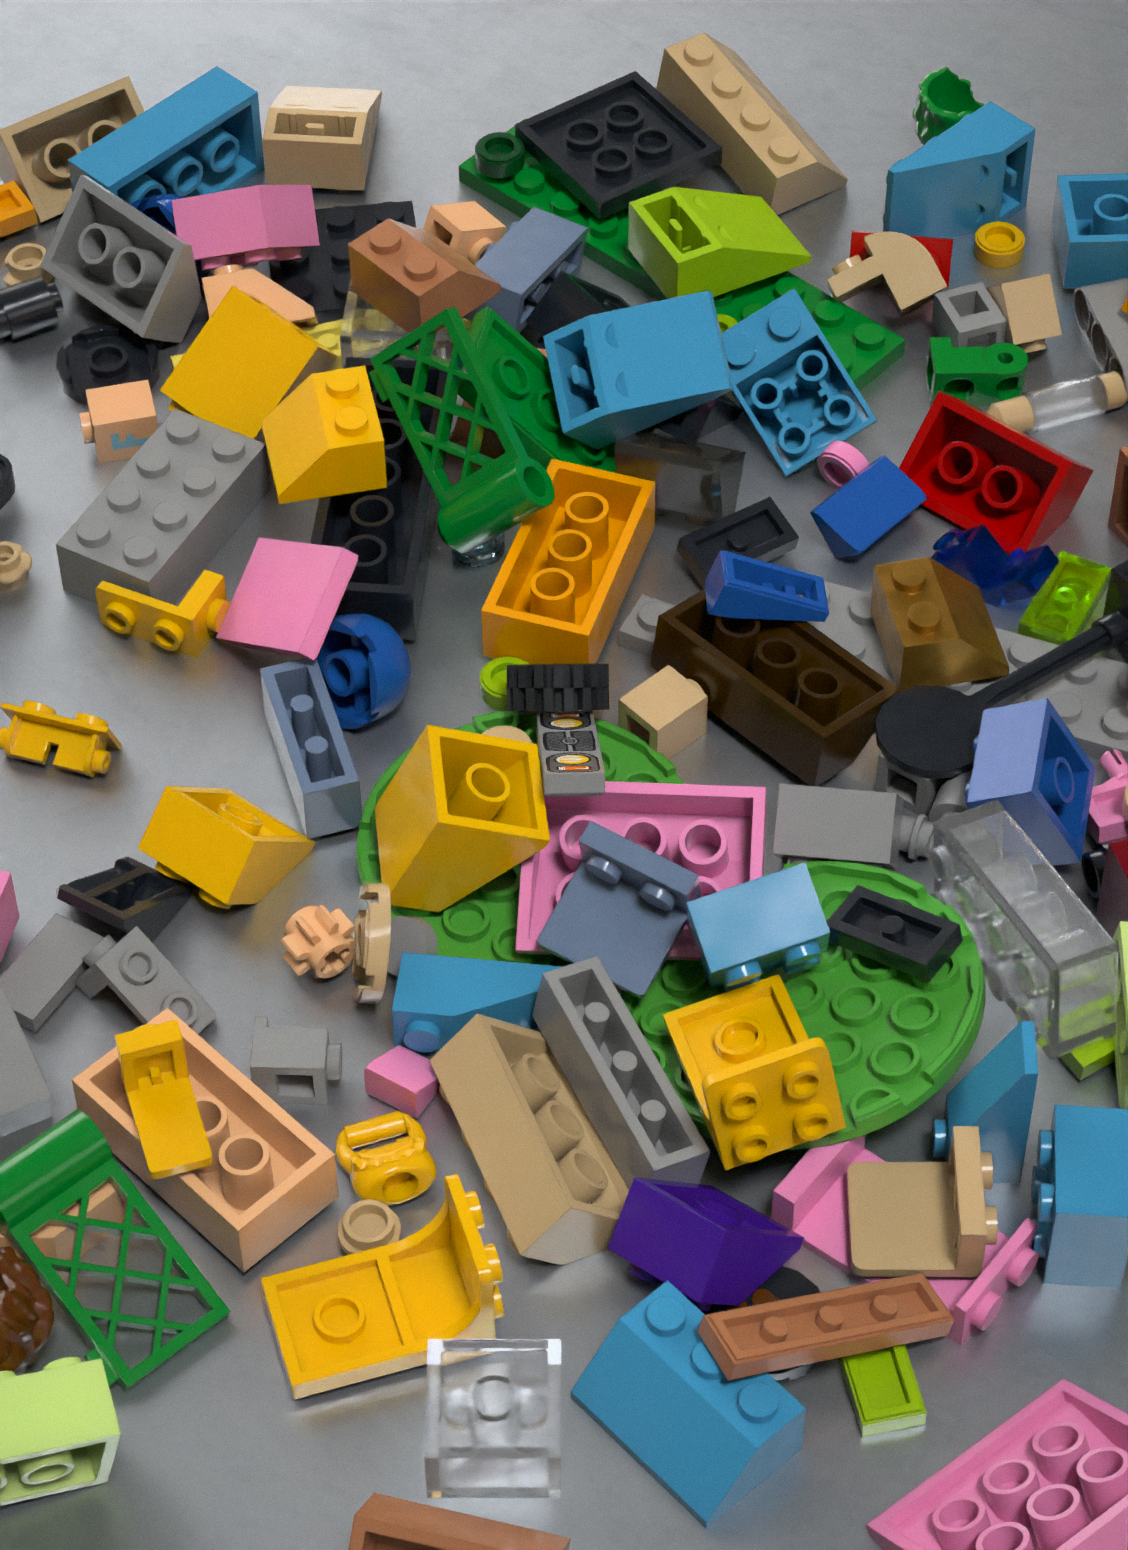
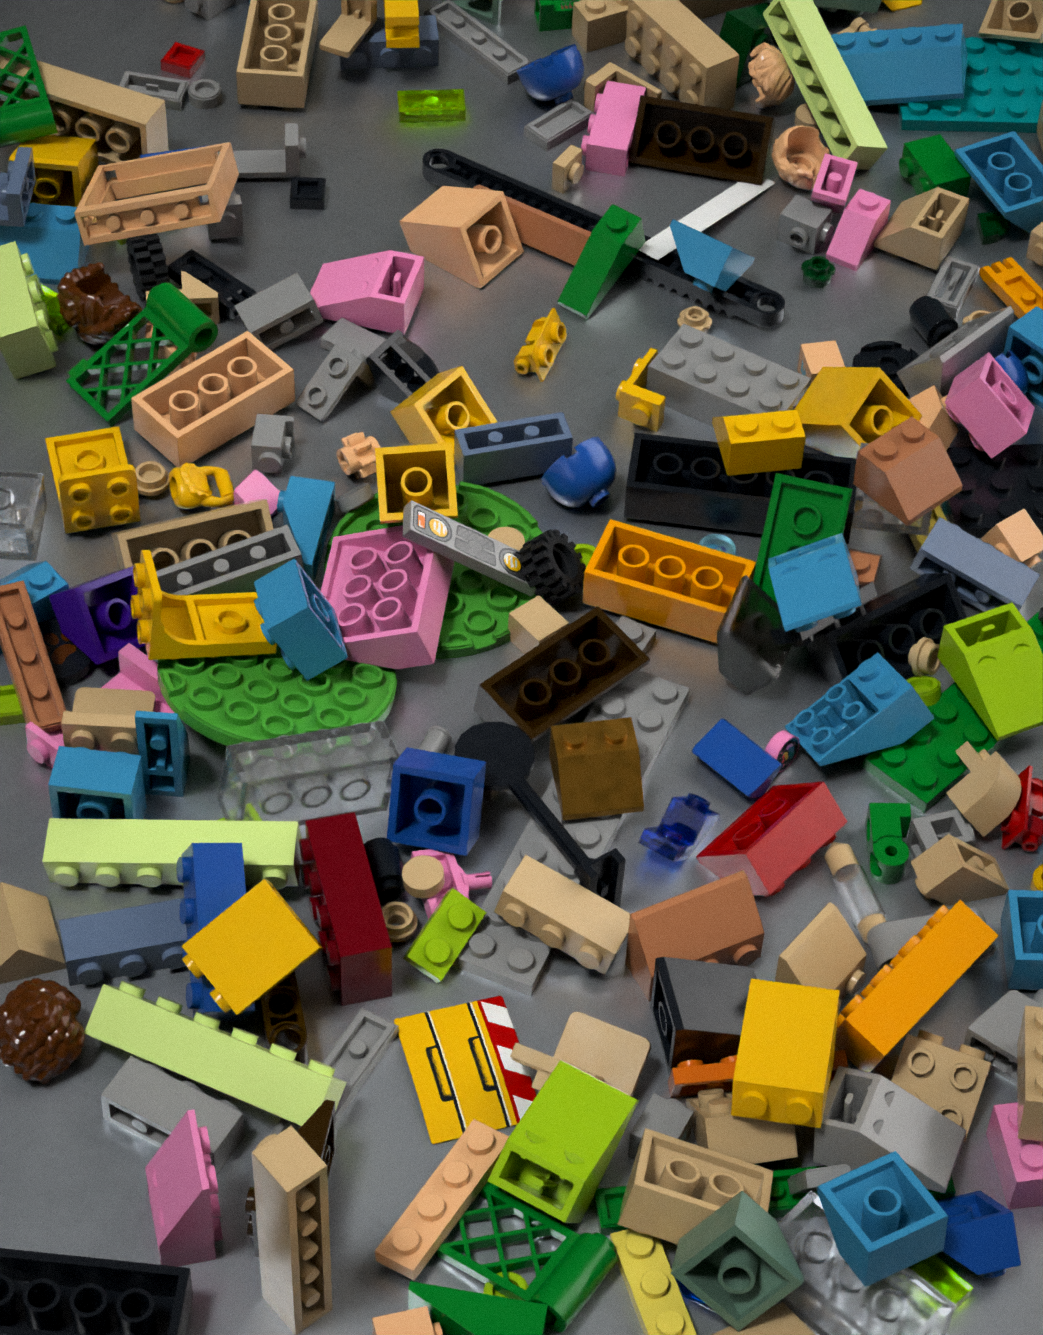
camera: 90 degrees right, 0 degrees up
(162, 1099) = (212, 359): yellow bracket -> none
(287, 597) = (624, 424): bright pink tile -> none
(372, 943) = (343, 465): tan tile -> none
(484, 499) = (705, 522): green piece -> none
(621, 908) = (346, 564): sand blue bracket -> none
(752, 532) = (703, 683): black plate -> none
(762, 590) = (623, 636): blue slope -> none
(838, 825) = (421, 704): light grey brick -> none
(894, 933) = (299, 698): black plate -> none
(1065, 600) = (647, 870): clear neon green plate -> none

